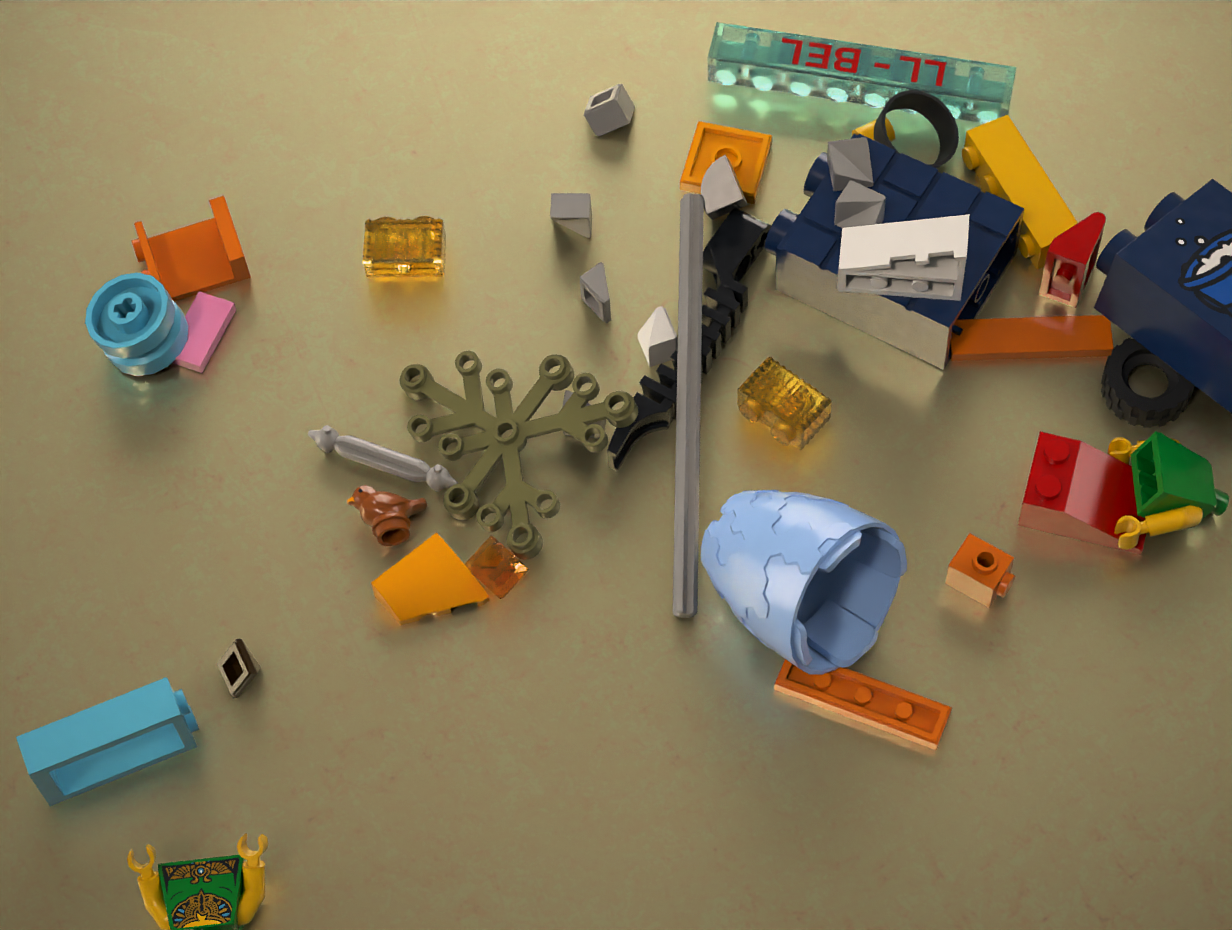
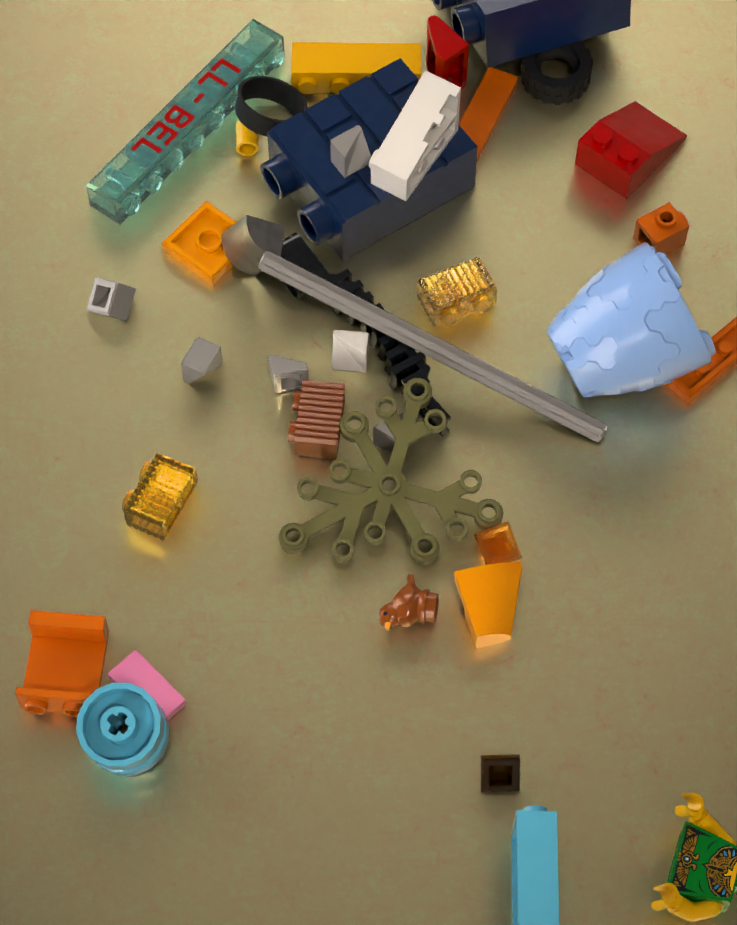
camera: 70 degrees left, 0 degrees up
(382, 458) = (355, 590): light grey wheel -> none
(569, 334) = (318, 419): none -> dark orange brick
(849, 161) = (302, 142): light grey slope -> none
(1170, 487) = (654, 88): green torso -> none

